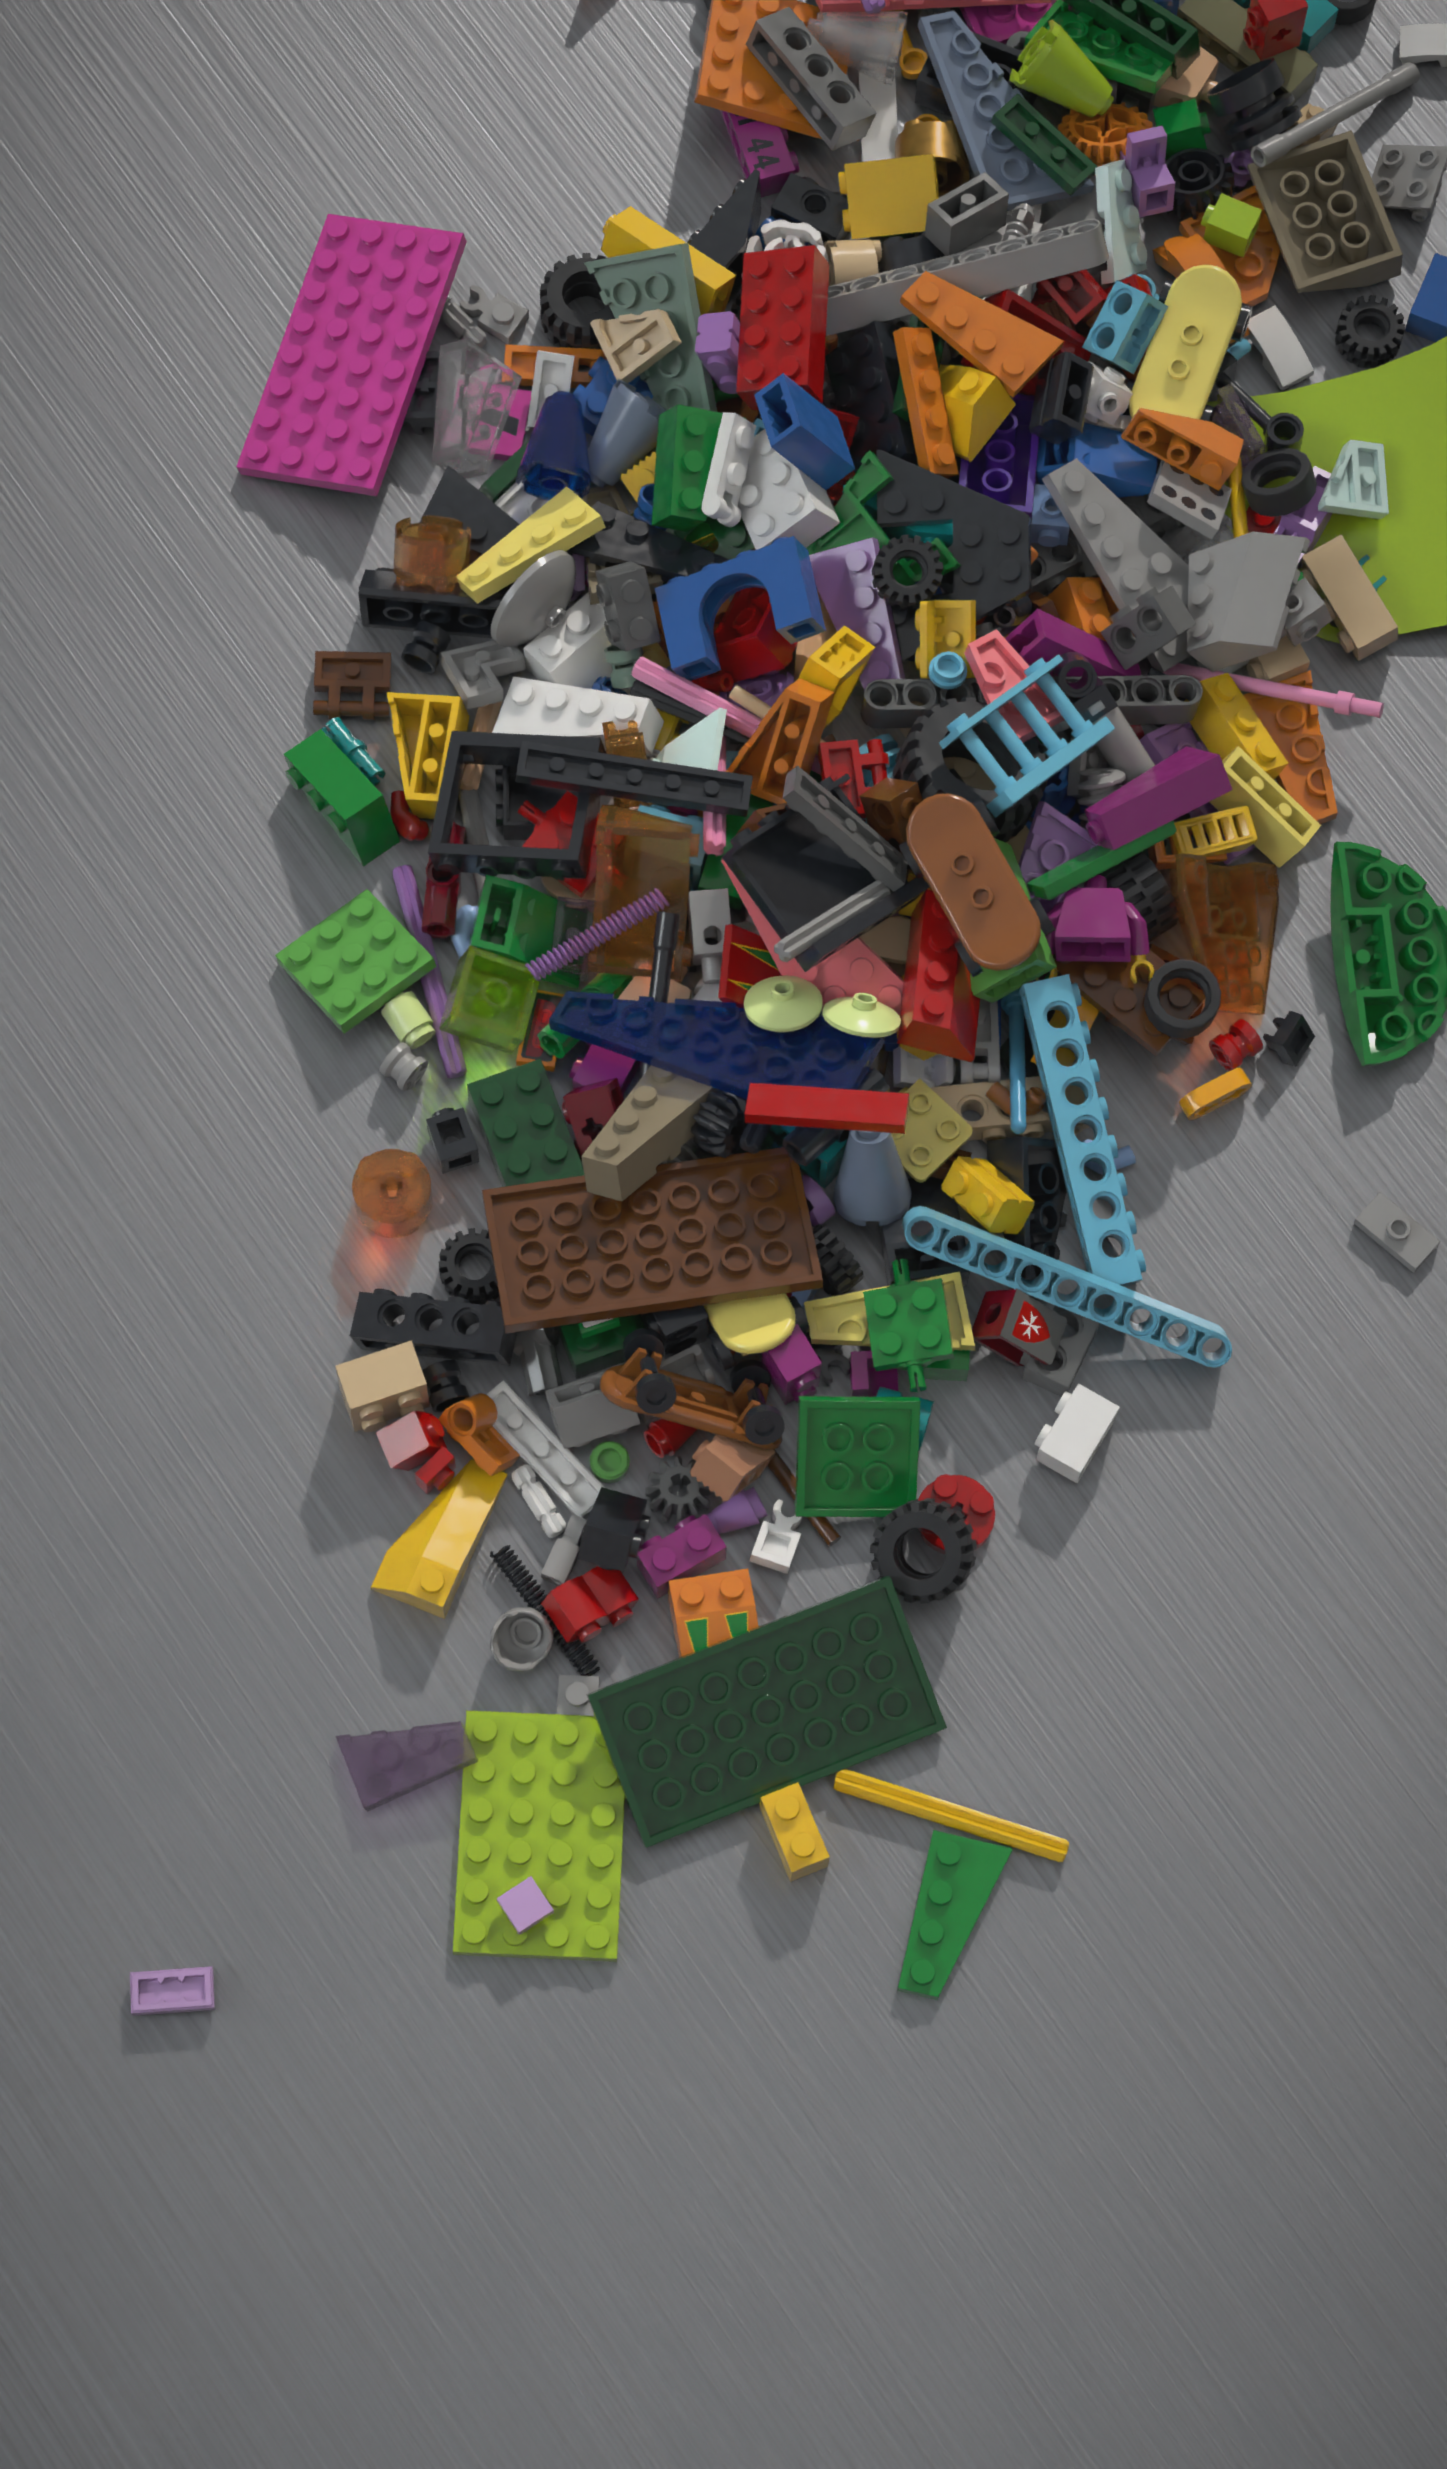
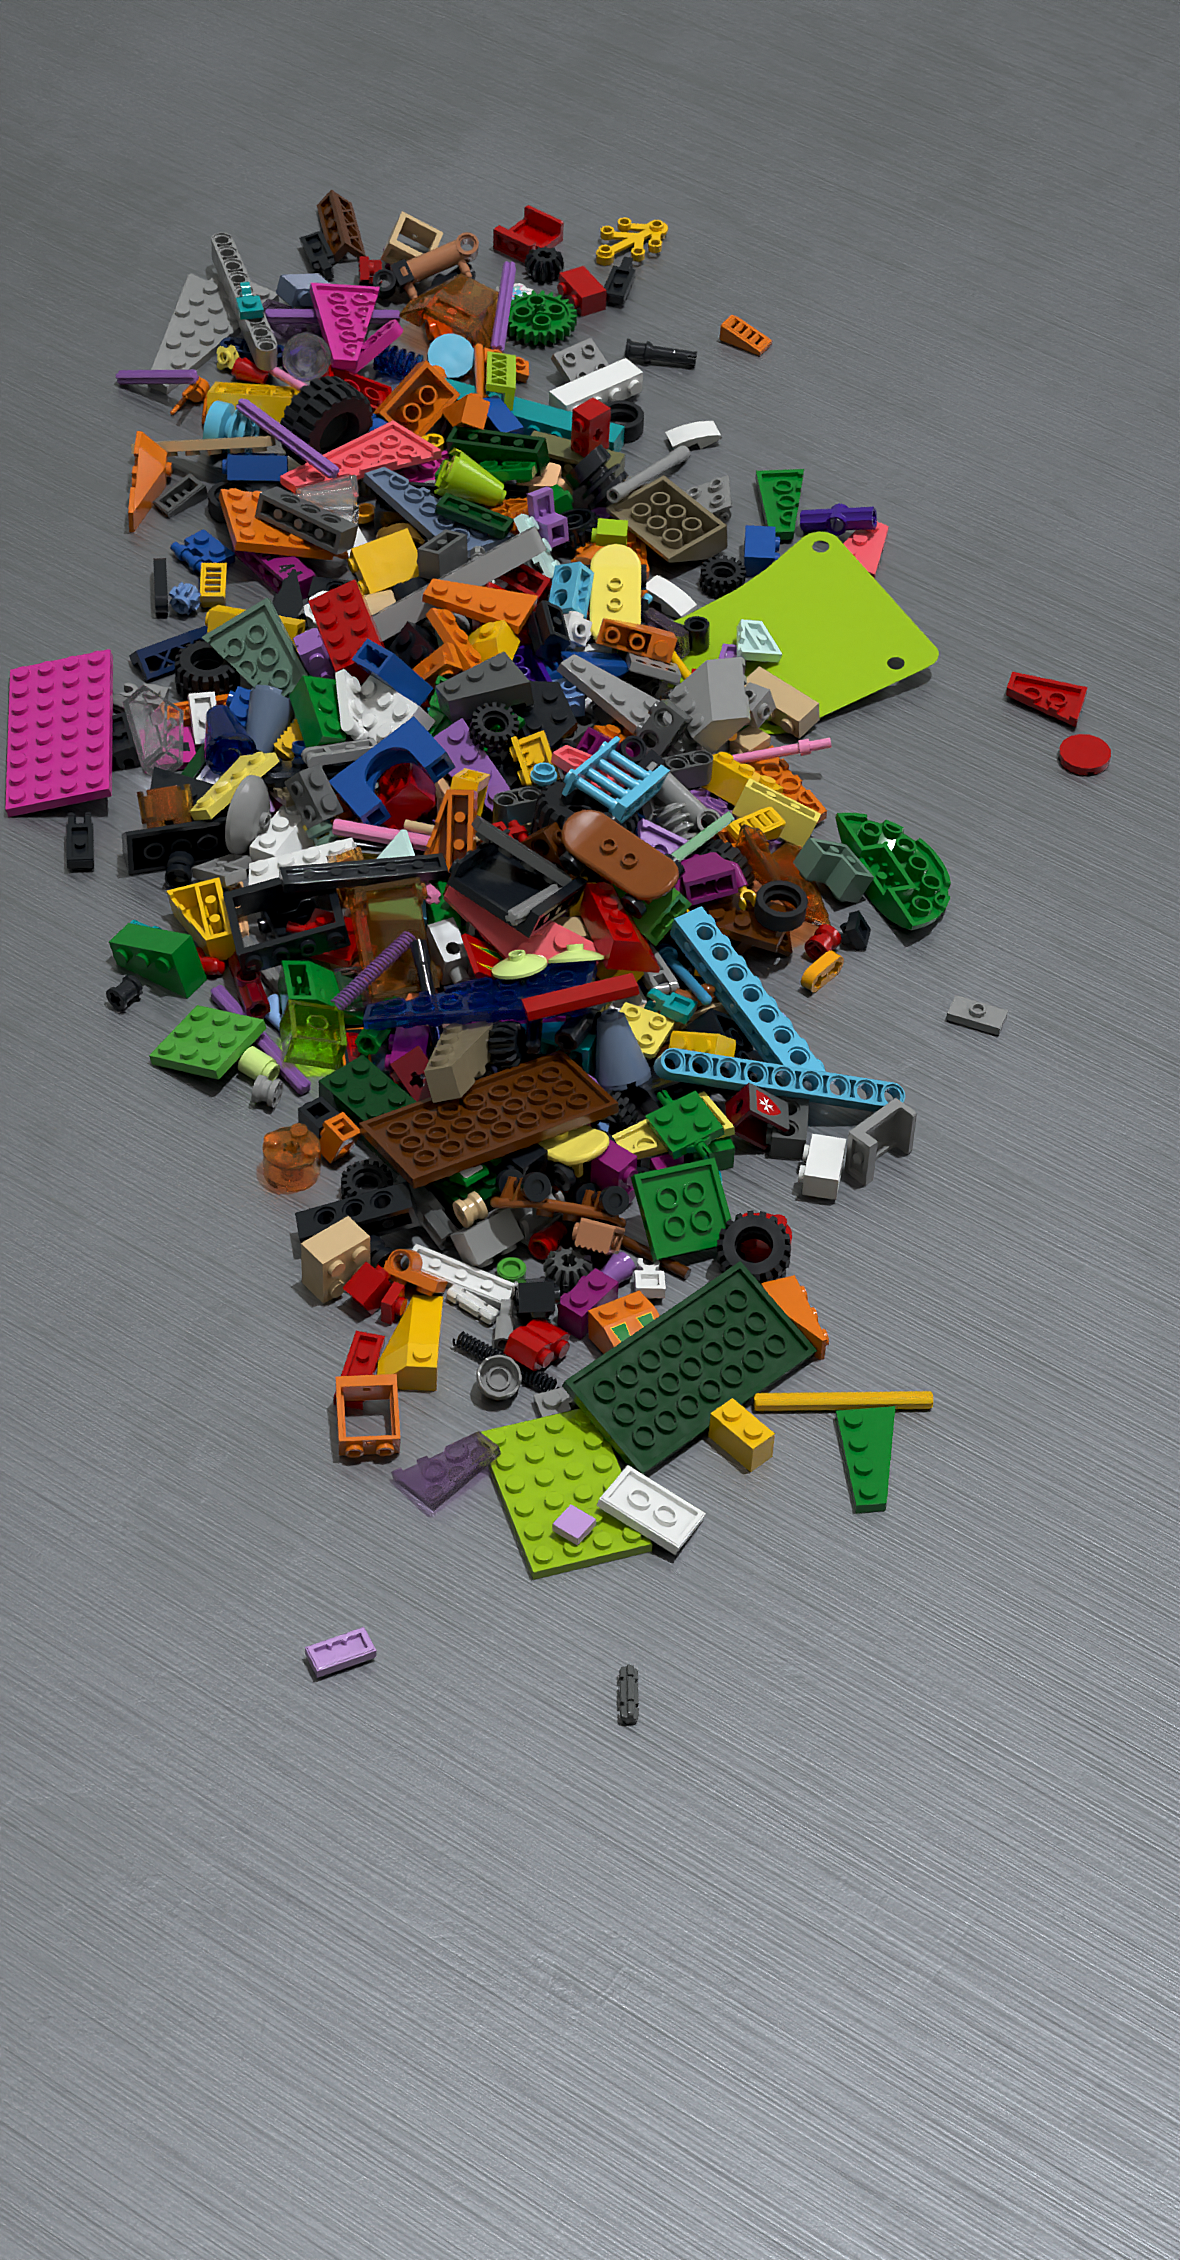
camera: 20 degrees left, 25 degrees down
(280, 838) = (124, 992): none -> black bush
(305, 1685) = (362, 1389): none -> orange window
(314, 554) = (80, 842): none -> black hinge
(352, 673) = (134, 896): reddish brown plate -> none
(358, 1557) = (362, 1360): none -> red tile
(461, 1180) = (338, 1137): none -> orange brick
(500, 2174) = (628, 1694): none -> dark grey axle
(546, 237) = (165, 647): none -> dark blue fence
(576, 1372) = (470, 1209): none -> tan wheel
(583, 118) = (160, 586): none -> black beam
(606, 154) = (184, 598): none -> medium blue gear
(633, 1911) = (651, 1509): none -> white tile
(635, 341) = (254, 666): tan wing -> none
(647, 164) = (212, 599): none -> yellow slope
(674, 63) = (202, 549): none -> blue plate
(688, 541) = (337, 753): none -> light grey plate
(879, 425) = (441, 662): none -> orange bracket
(916, 501) = (487, 682): none -> dark grey wedge
(938, 1638) = (794, 1302): none -> orange slope
(979, 1113) = (673, 1006): none -> teal plate
(1157, 797) = (715, 803): magenta slope -> none
(1159, 1412) = (877, 1135): none -> light grey panel
(1281, 499) = (705, 647): black tyre -> none
(1304, 924) = (834, 866): none -> sand green brick

